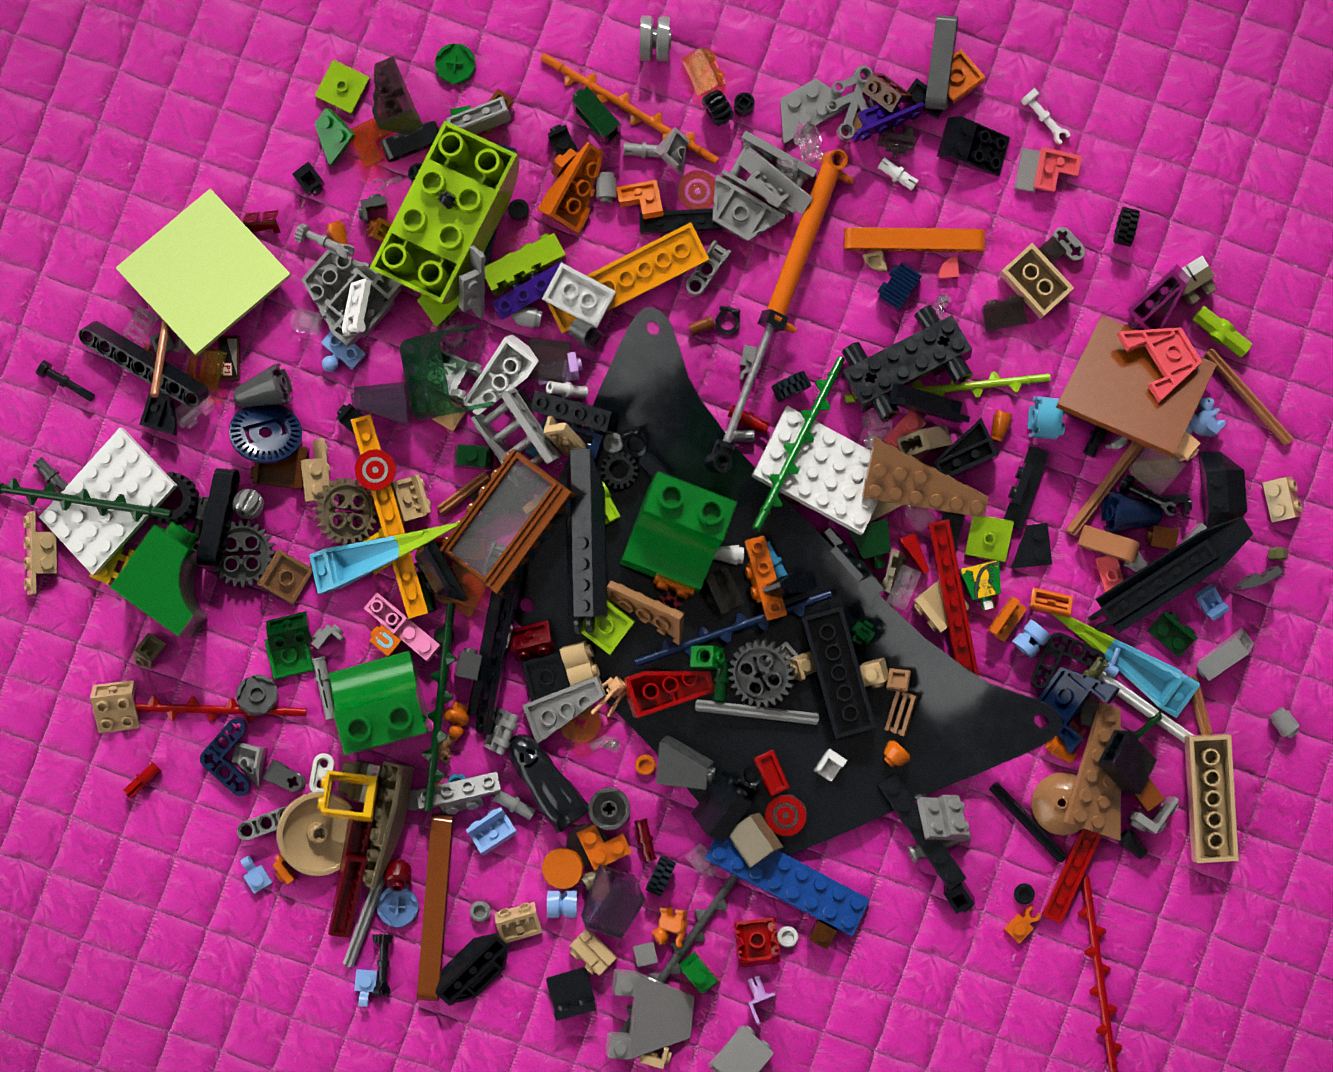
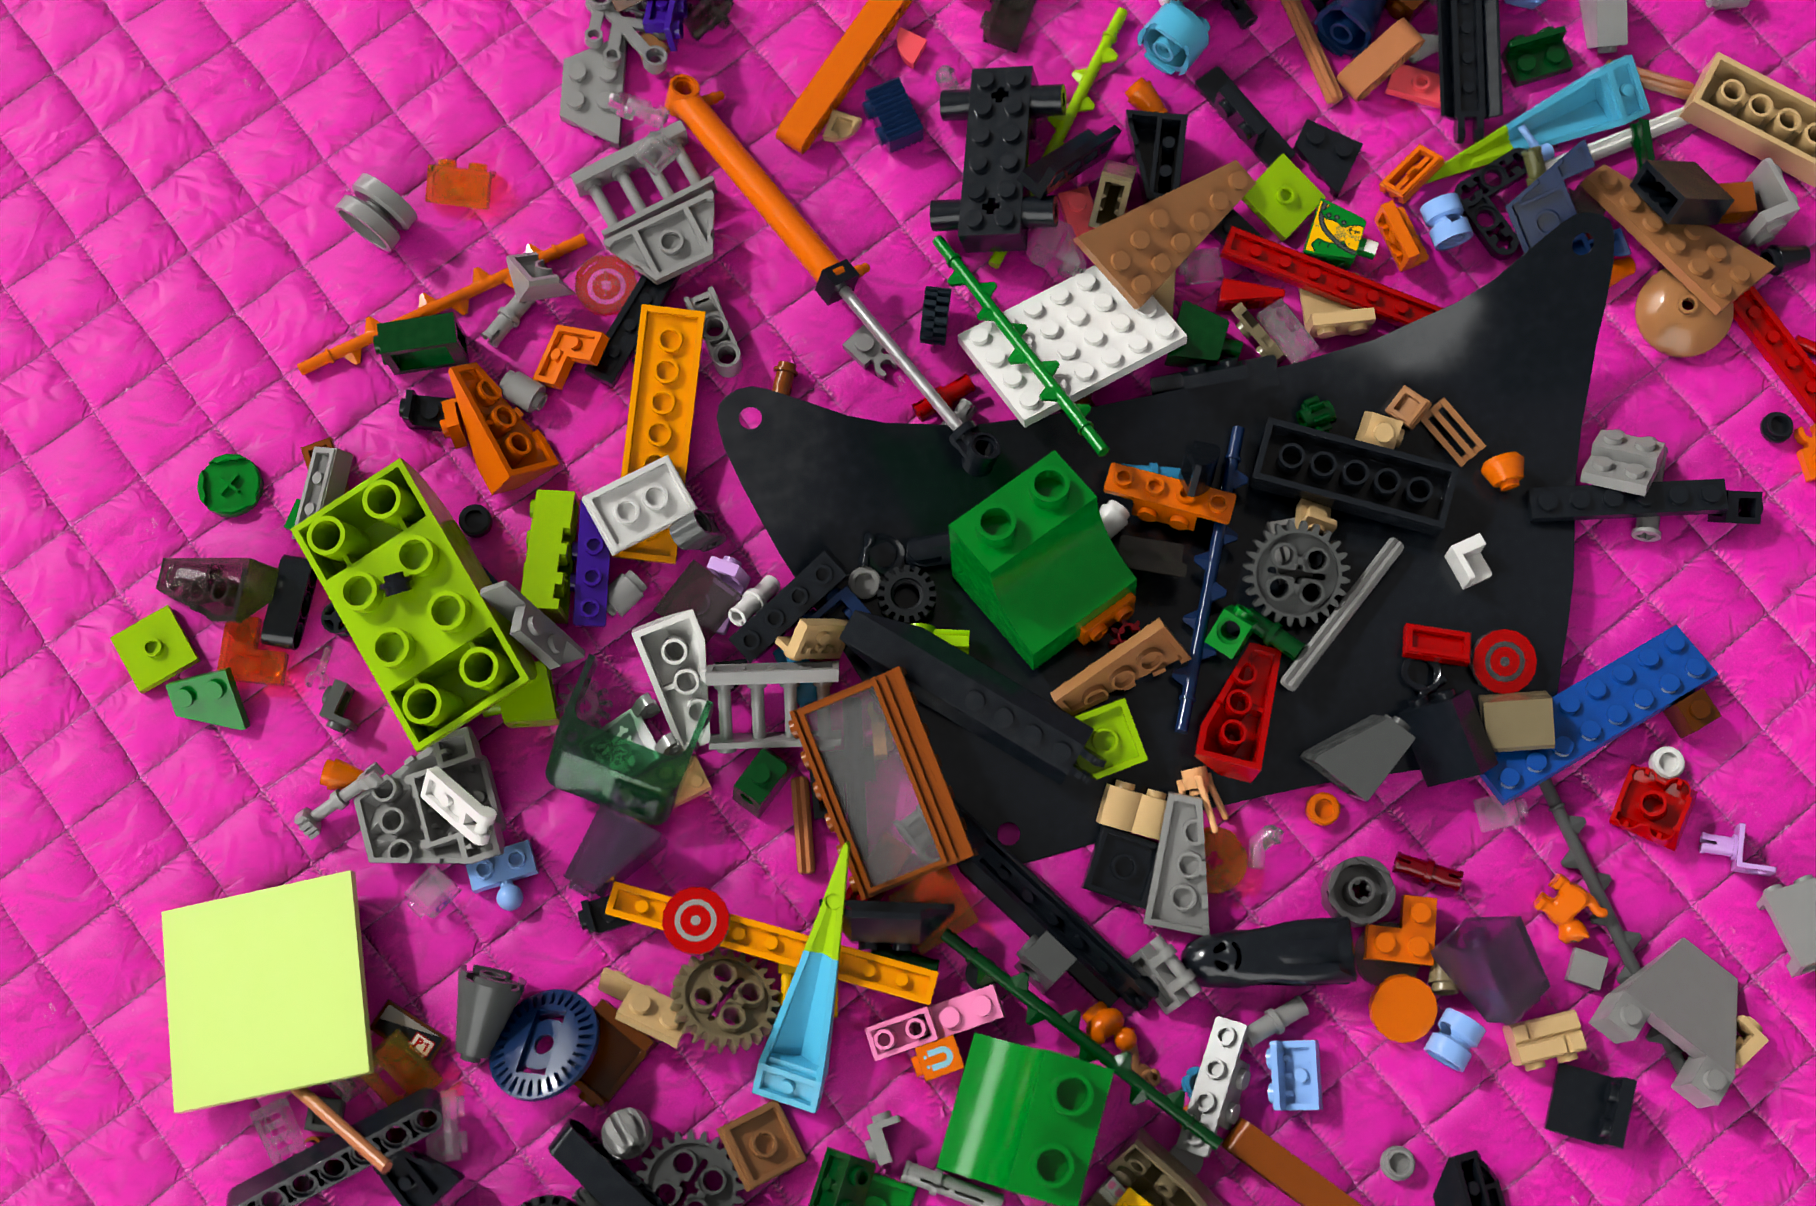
camera: 55 degrees left, 10 degrees down
(264, 224) = (262, 868): dark red piece -> none
(305, 173) = (234, 763): black brick -> none
(377, 229) = (375, 717): dark orange bracket -> none
(411, 498) = (765, 897): tan bracket -> none
(518, 922) = (1444, 1118): tan bracket -> none
(531, 641) = (1063, 856): dark red bracket -> none
(660, 876) = (1493, 879): black wheel -> none
(699, 973) = (1658, 909): green torso -> none
(717, 107) = (518, 192): black gear -> none
(724, 309) = (793, 331): black piece -> none
(741, 107) = (539, 167): black wheel -> none
(773, 183) = (660, 178): light grey bracket -> none
(897, 174) = (750, 35): white pin -> none
(1025, 819) = (1683, 367): black axle -> none

